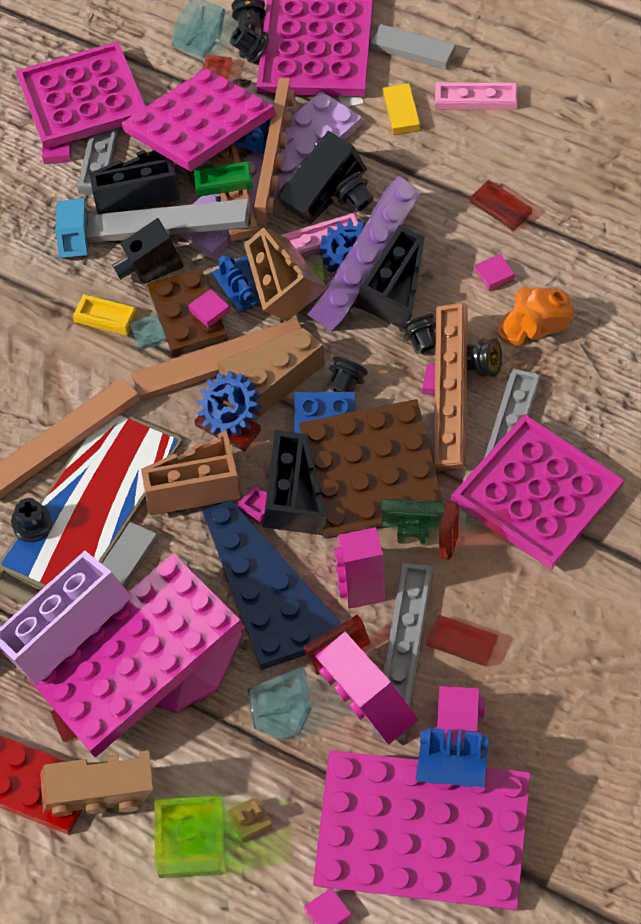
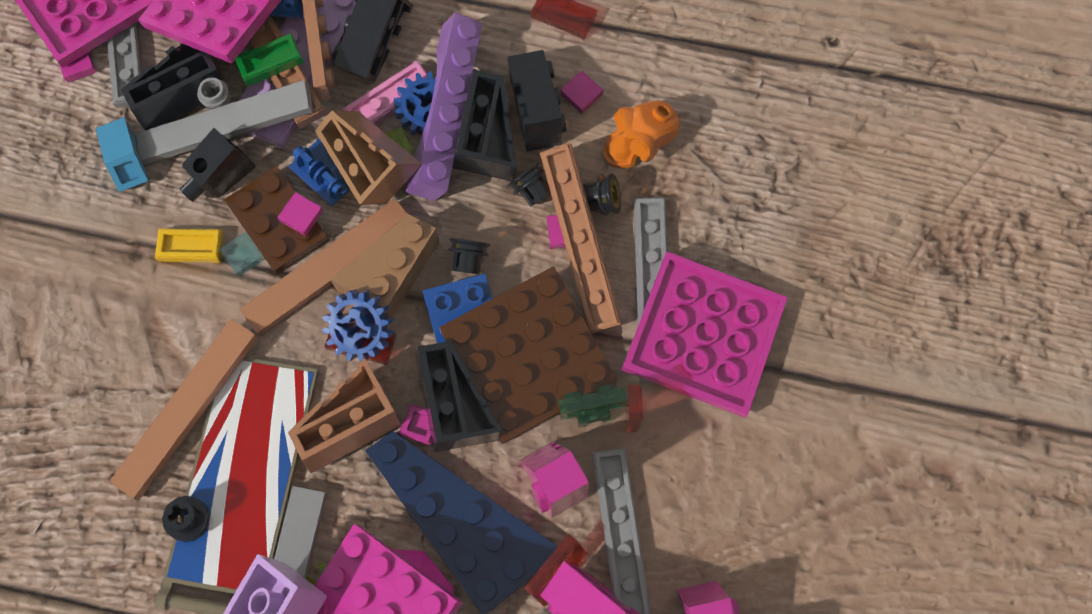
camera: 20 degrees left, 15 degrees up
(166, 194) = (213, 93): none -> light grey cone
(354, 192) = (411, 39): black piece -> none
(449, 266) = (536, 100): none -> black wedge
(462, 640) = (680, 523): clear red tile -> none

